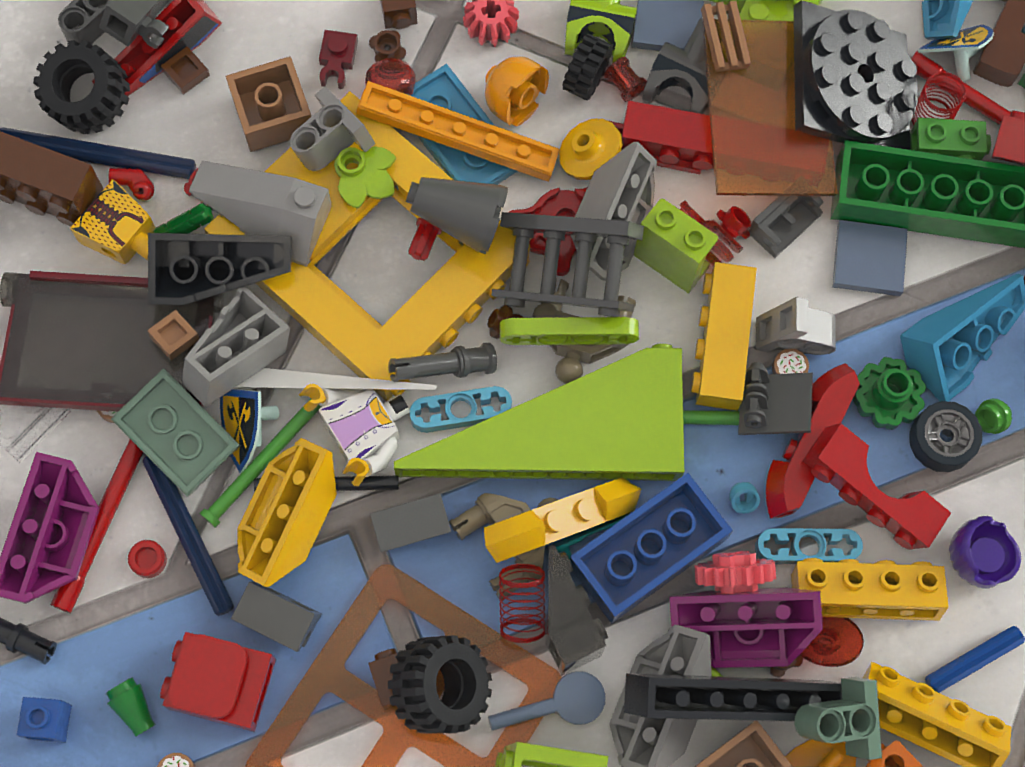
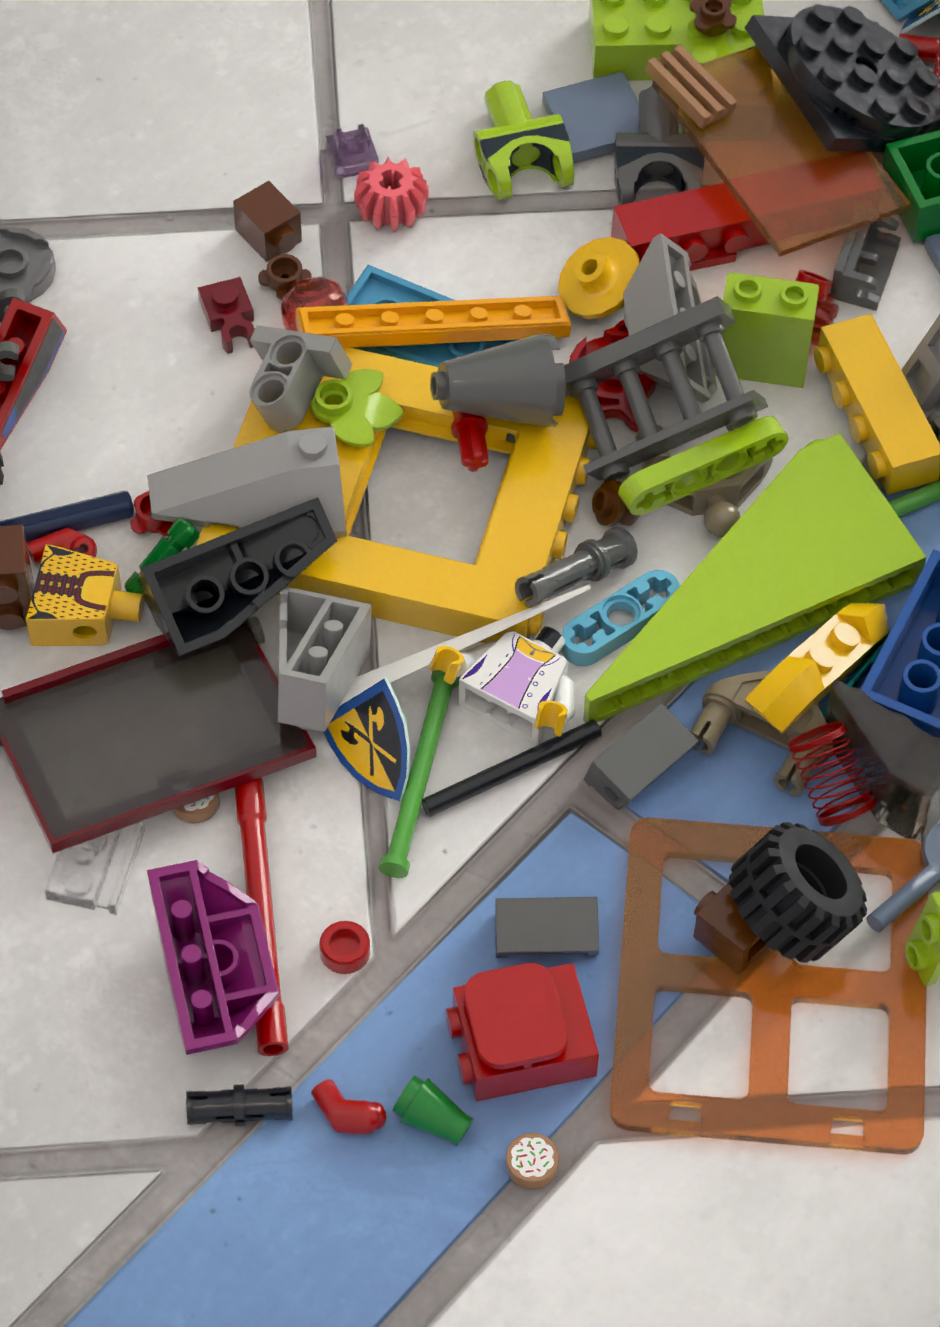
camera: 25 degrees left, 15 degrees down
(44, 719) = (336, 1172): blue brick -> none
(78, 679) = (348, 1115): none -> red arm
(173, 335) = (230, 677): medium nougat plate -> none
(175, 432) = (300, 781): sand green tile -> none
(185, 70) = (53, 399): reddish brown plate -> none
(190, 539) = (378, 895): dark blue axle -> none
(268, 102) = (187, 387): medium nougat brick -> none
(286, 512) = (488, 802): yellow wedge -> none
(514, 87) = (469, 251): light orange cylinder -> none
(587, 67) = (542, 194): black tyre -> none
(625, 79) = (589, 194): clear red bush -> none

